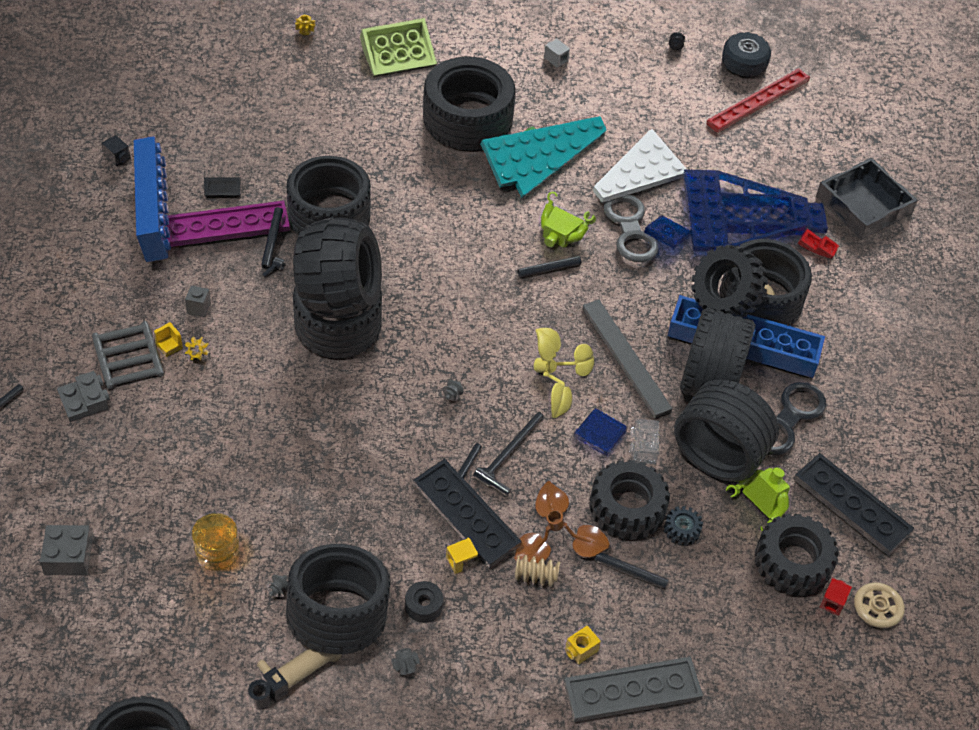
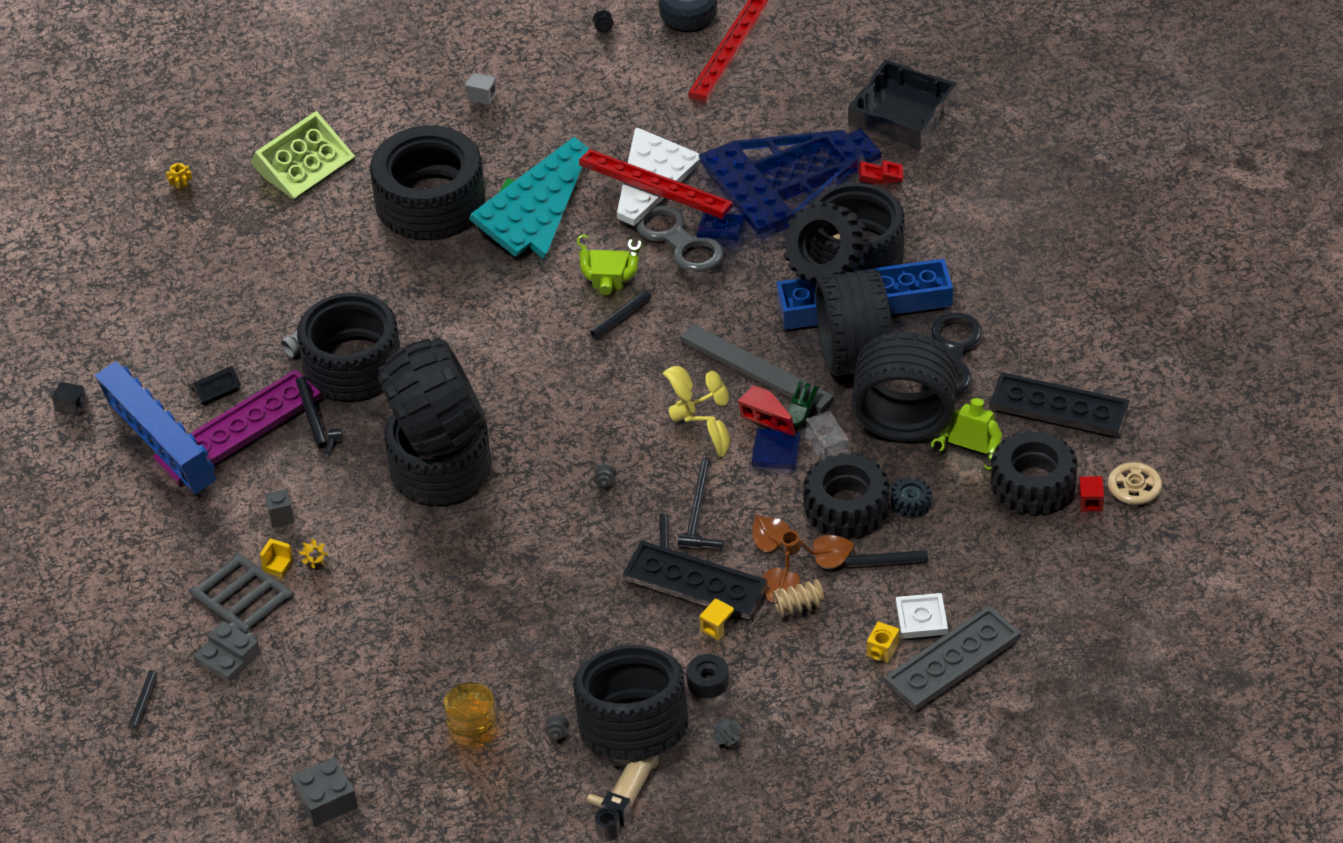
camera: 20 degrees left, 5 degrees down
(608, 392) = (764, 408): none -> red slope
(629, 636) = (921, 615): none -> white plate
(637, 178) = (655, 183): none -> red tile
(640, 404) = (798, 407): none -> dark green arm

